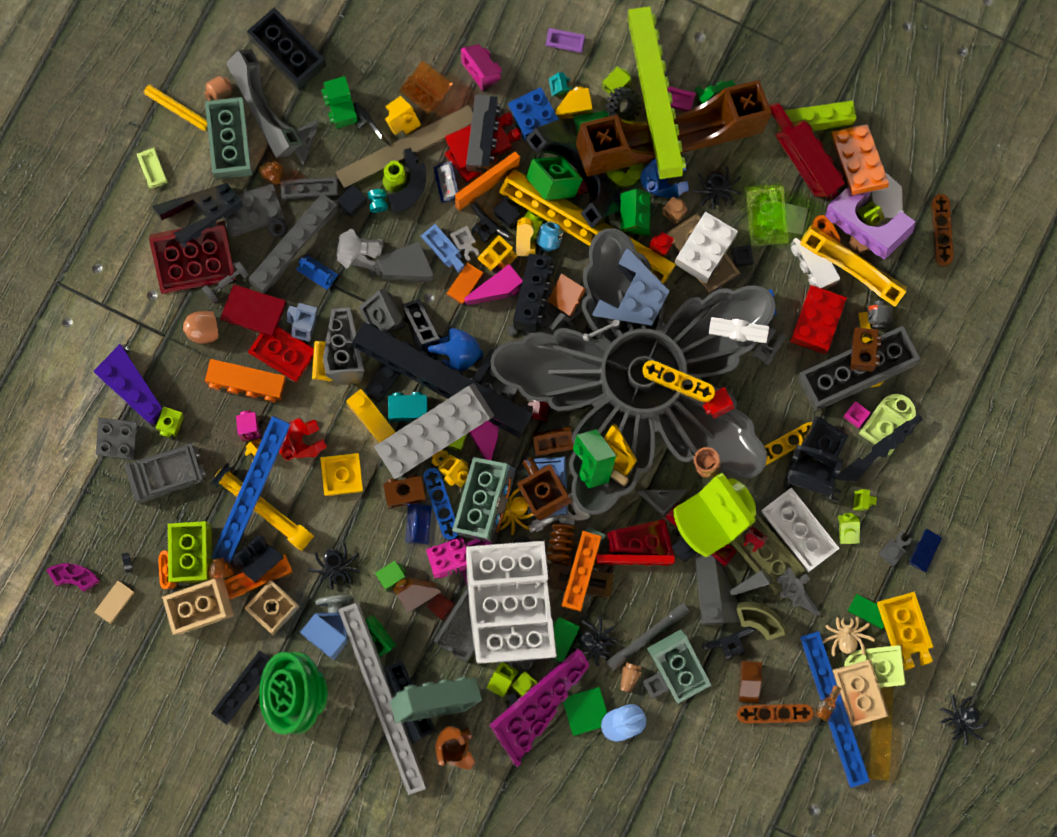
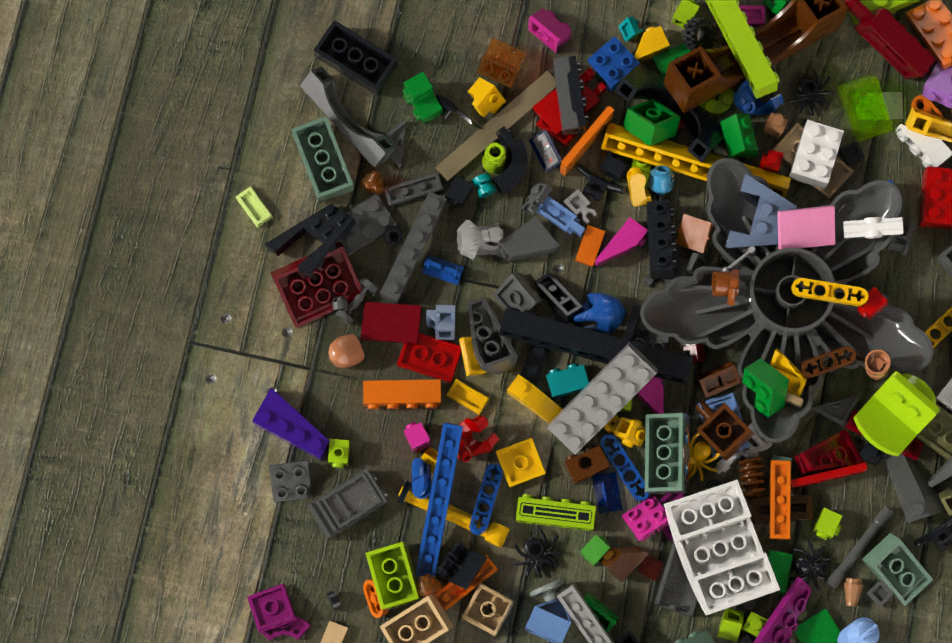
camera: 10 degrees left, 0 degrees up
(65, 555) = (271, 608): none -> magenta tile
(176, 107) = (262, 141): yellow axle -> none
(208, 279) = (339, 303): none -> dark grey hinge
(218, 89) = (299, 113): nougat head -> none
(240, 465) = (421, 478): none -> blue arm
(297, 500) = (485, 498): none -> blue beam
(308, 399) = (467, 397): none -> yellow tile
(362, 532) = (554, 513): none -> lime brick
(426, 223) = (537, 196): none -> dark grey plate
(497, 253) = (614, 209): yellow brick -> none
(581, 351) = (726, 285): none -> dark orange piece
(622, 606) = (827, 524): none -> lime brick
(645, 444) = (843, 361): none -> reddish brown beam
(674, 314) = (806, 227): none -> bright pink tile
(755, 537) = (940, 425): dark red tile -> none

